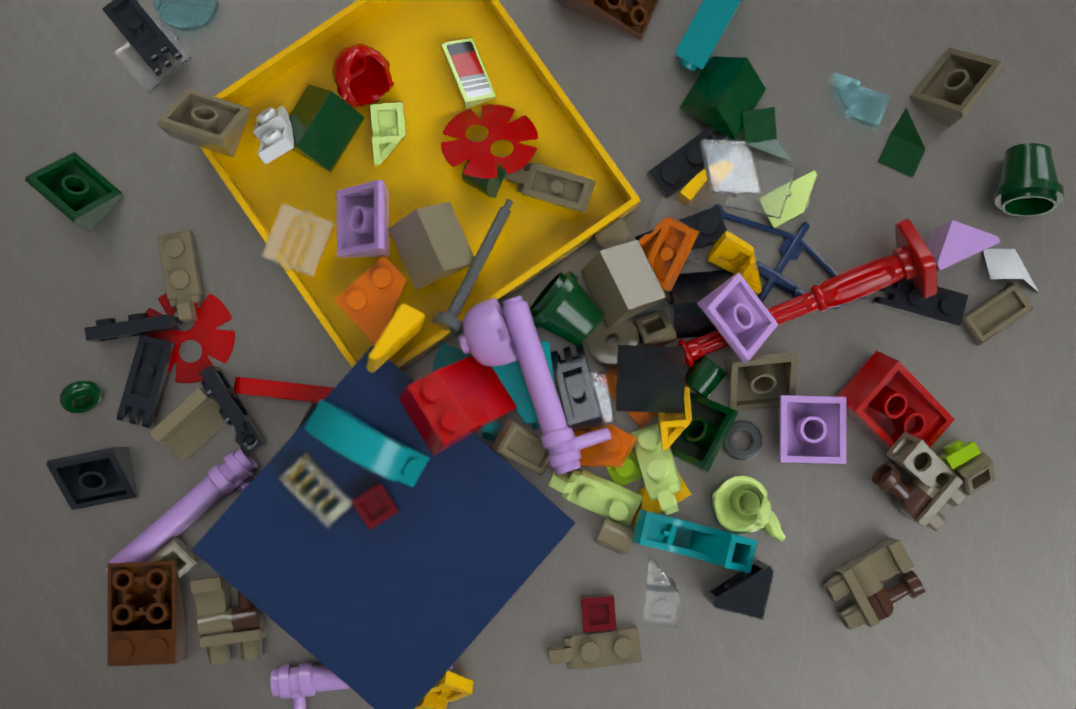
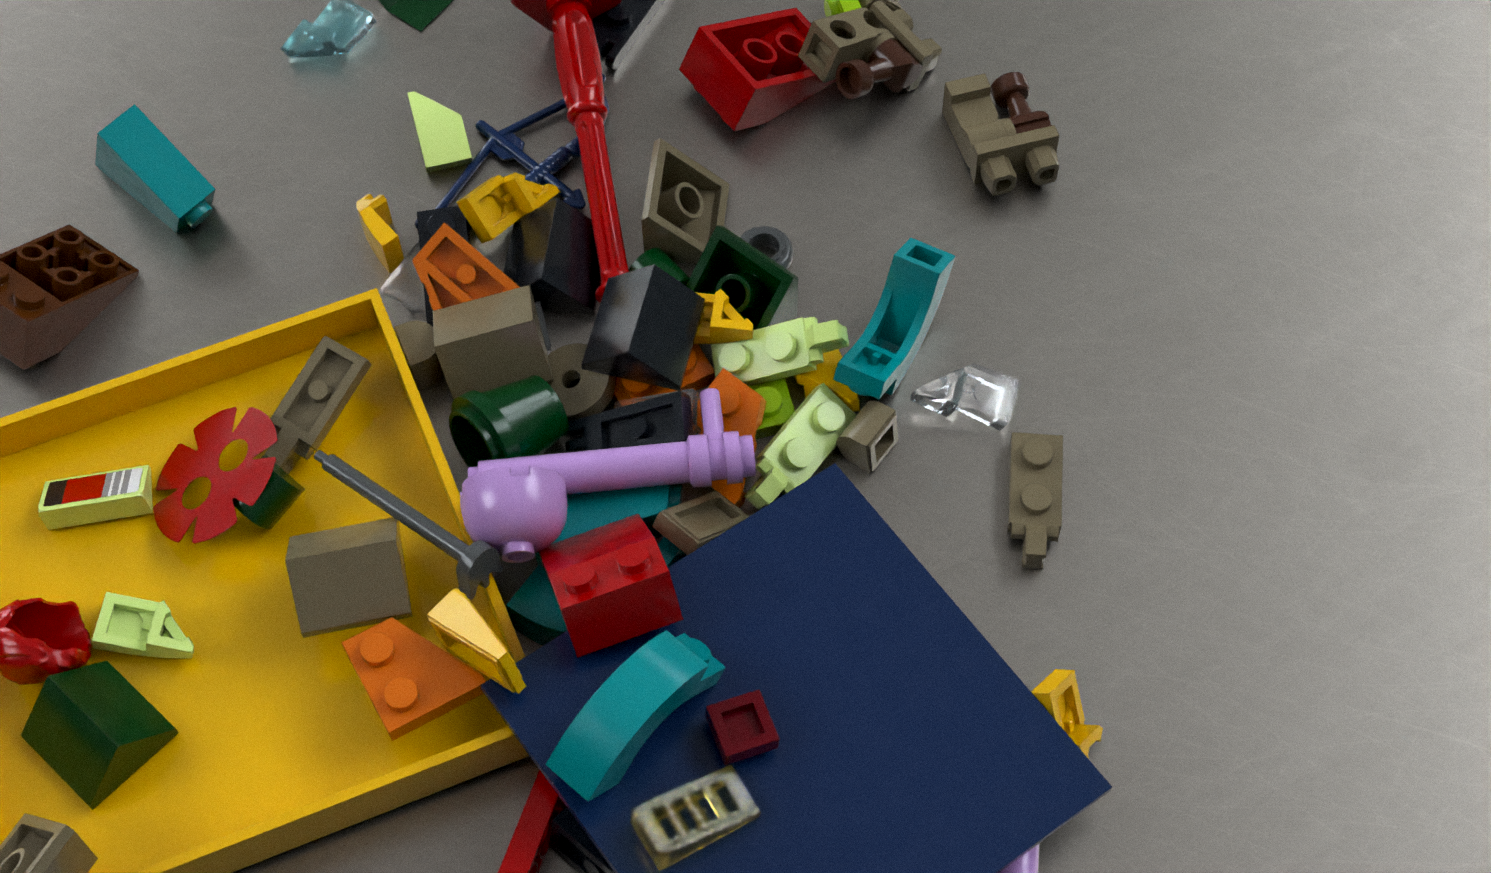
camera: 75 degrees left, 25 degrees down
(274, 133) = (83, 788): white slope -> none
(297, 240) = (272, 779): clear piece -> none
(363, 220) = (276, 657): lavender slope -> none
(598, 613) = (980, 479): dark red plate -> none
(655, 329) = (572, 320): dark tan brick -> none
(682, 165) = (341, 244): black hinge -> none
(723, 92) = (260, 178): dark green slope -> none
(729, 167) = (367, 185): clear piece -> none
(739, 316) = (587, 203): lavender slope -> none
(744, 507) = (858, 257): yellowish green hair -> none
(744, 591) = (982, 271): black slope -> none
(761, 131) = (329, 147): dark green sticker -> none
(774, 188) = (409, 160): clear piece -> none
(812, 429) = (770, 151): lavender slope -> none

